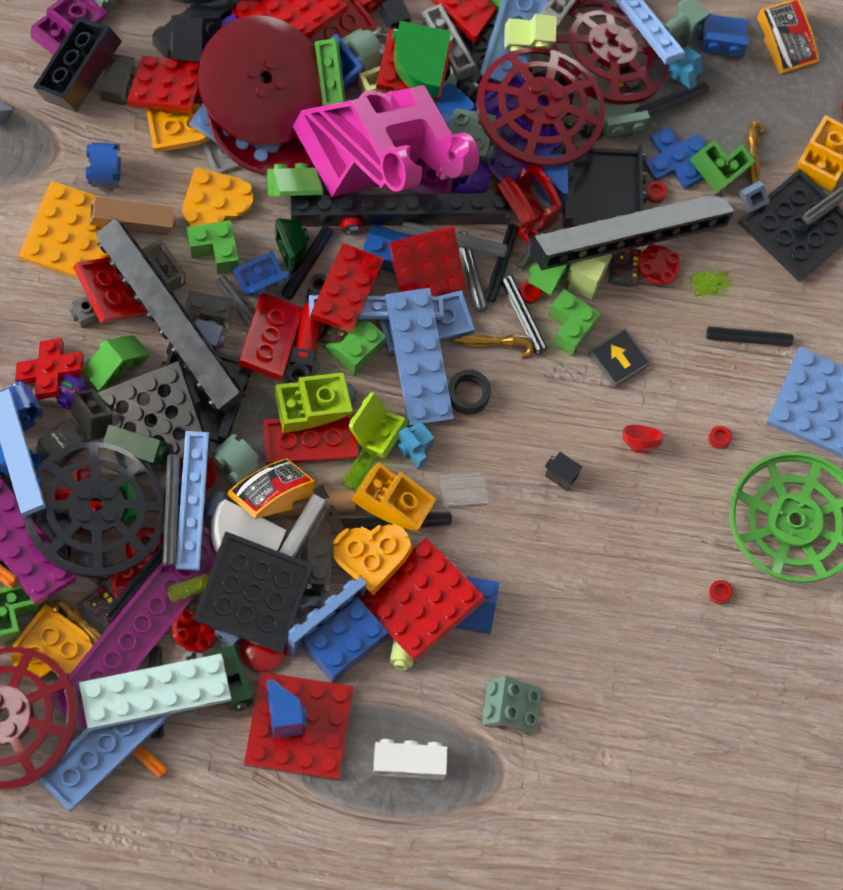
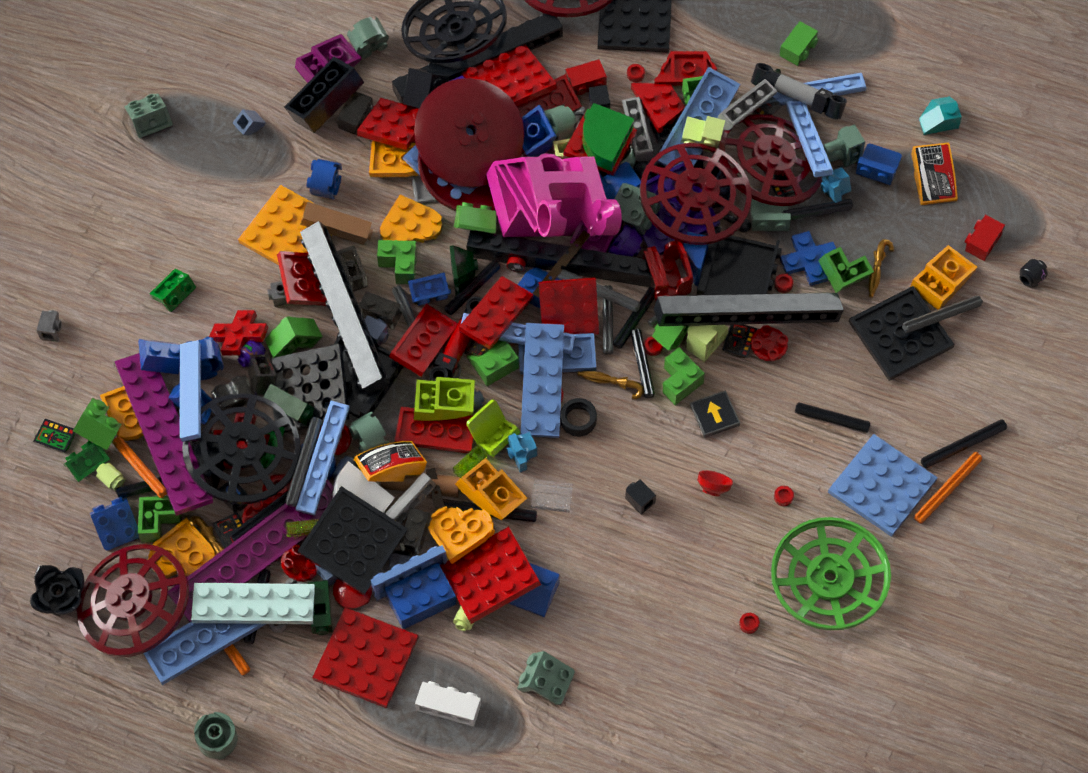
camera: 25 degrees right, 5 degrees down
(145, 846) = (218, 746): none -> sand green brick
(285, 711) = (352, 643): blue slope -> none
(330, 71) = (528, 132): bright green plate -> none
(409, 212) = (565, 259): none -> dark brown piece
(707, 283) = (807, 366): clear neon green plate -> none
(754, 196) = (866, 301): sand blue brick -> none

